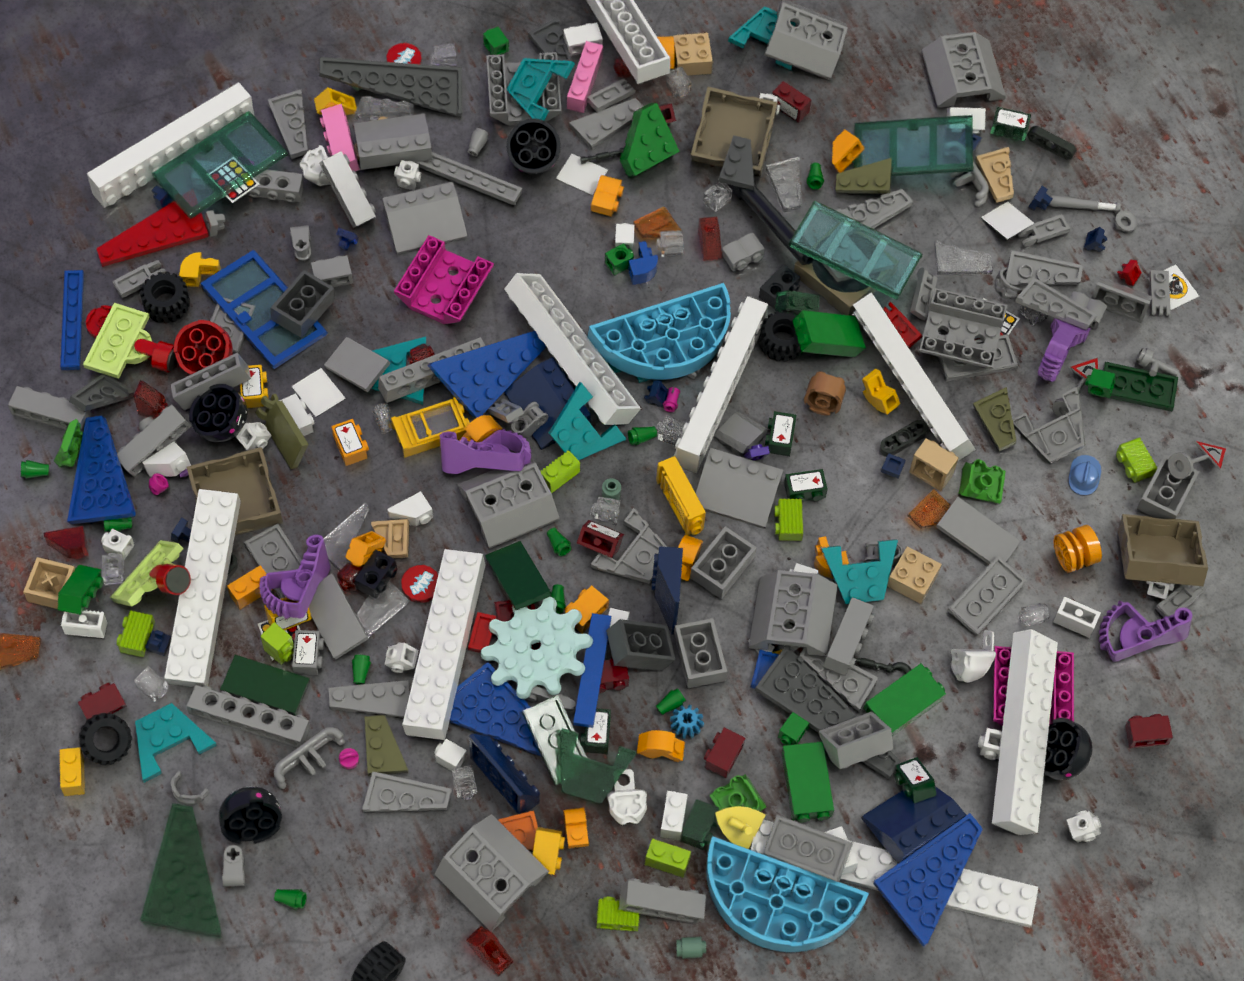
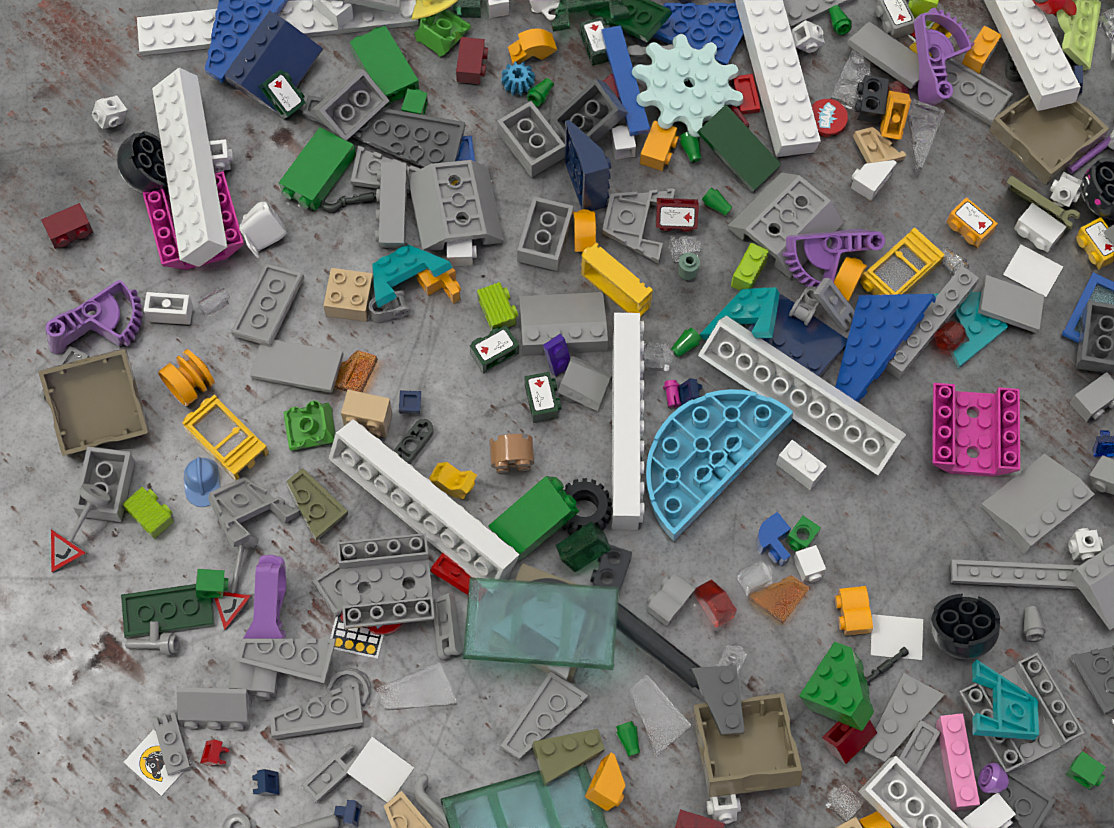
camera: 160 degrees right, 5 degrees up
(568, 51) = (993, 778): none -> medium lavender cone
(594, 305) = (801, 464): none -> white brick
(1056, 496) = (223, 436): none -> yellow door

